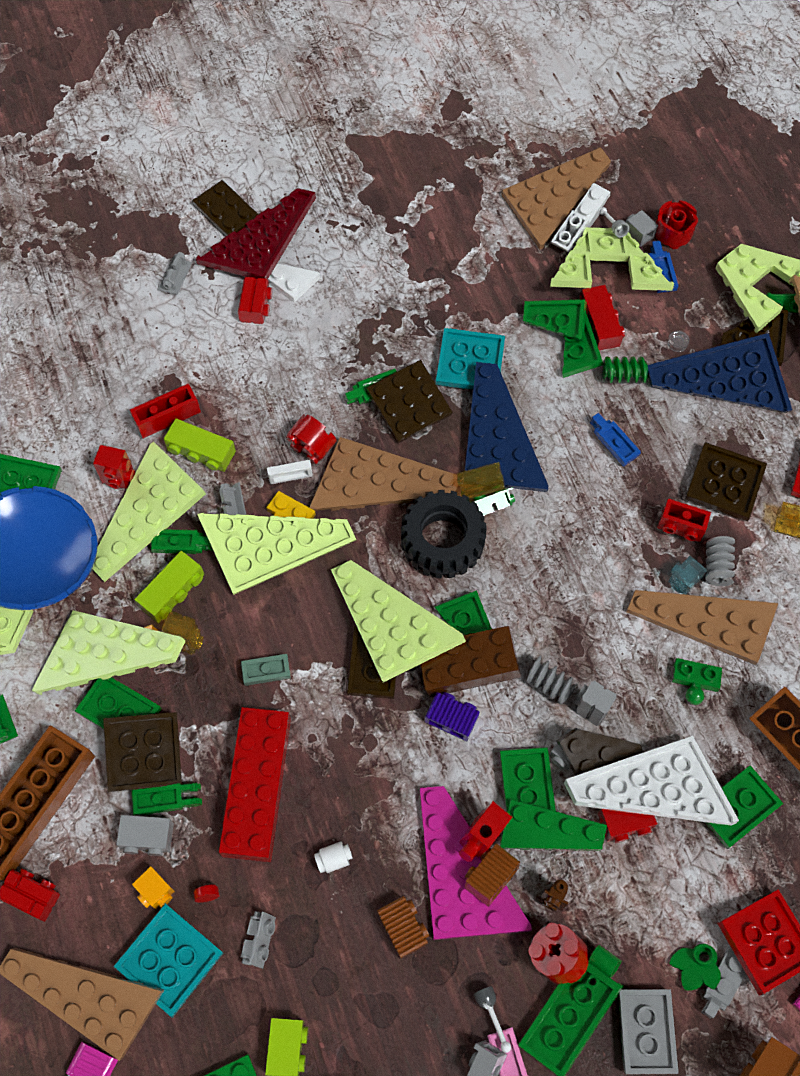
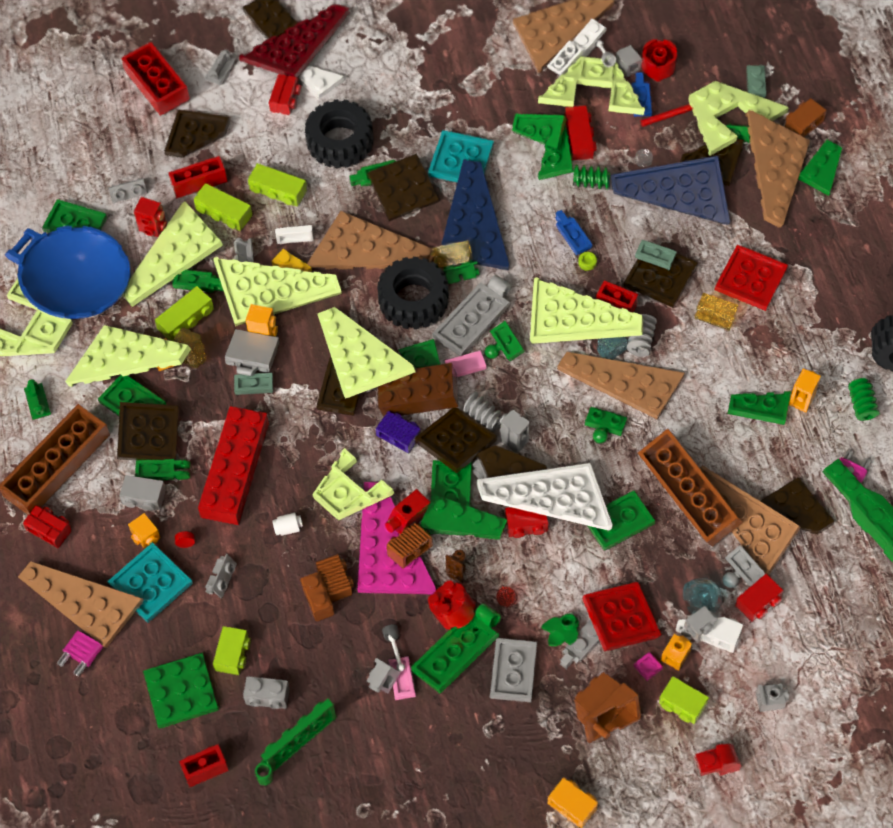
camera: 10 degrees right, 5 degrees down
(82, 434) = (127, 190): none -> light grey hinge
(101, 294) = (155, 78): none -> red brick
(153, 354) = (193, 131): none -> dark brown plate
(258, 629) = (251, 352): none -> light grey piece
(260, 411) = (277, 185): none -> lime brick
(266, 592) = (261, 320): none -> light orange brick
(311, 438) = (315, 209): red brick -> none
(325, 320) = (339, 115): none -> black tyre
(385, 957) = (317, 596): none -> dark orange brick
(396, 810) = (342, 495): none -> yellowish green wing
(517, 555) = (473, 316): none -> light grey hinge
(519, 616) = (468, 363): none -> bright pink tile
(524, 721) = (455, 439): none -> dark brown plate
(561, 584) = (505, 341): none -> green plate
(621, 928) = (506, 597): none -> clear red tile
(632, 546) = (568, 316): none -> yellowish green wing
(637, 472) = (587, 261): none -> lime tile
(693, 288) = (665, 115): none -> red bar
(719, 459) = (655, 254): none -> sand green plate
(784, 239) = (756, 80): none -> sand green plate

